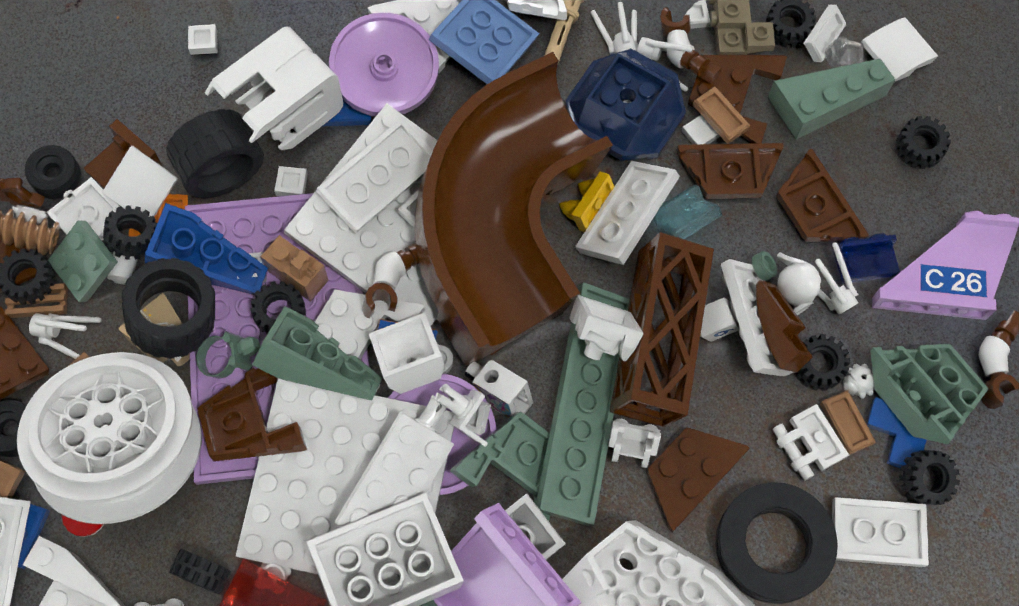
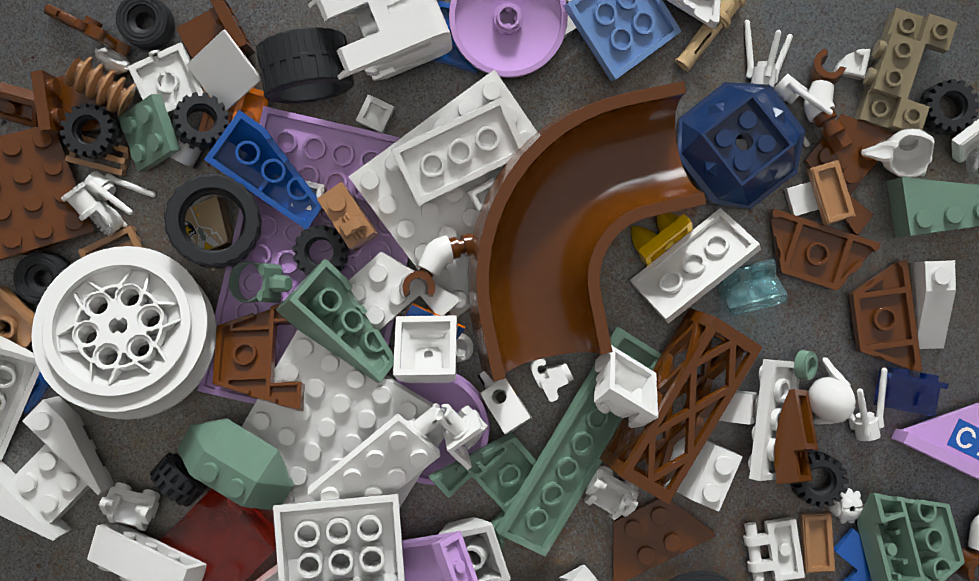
camera: 25 degrees right, 20 degrees up
(46, 345) = (86, 206): none -> white connector
(255, 527) = (236, 464): none -> sand green wedge
(535, 352) = (551, 378): none -> white piece
(715, 390) = (709, 475): none -> white slope
(767, 62) = (904, 153): none -> white piece
(849, 172) = (933, 298): none -> white slope

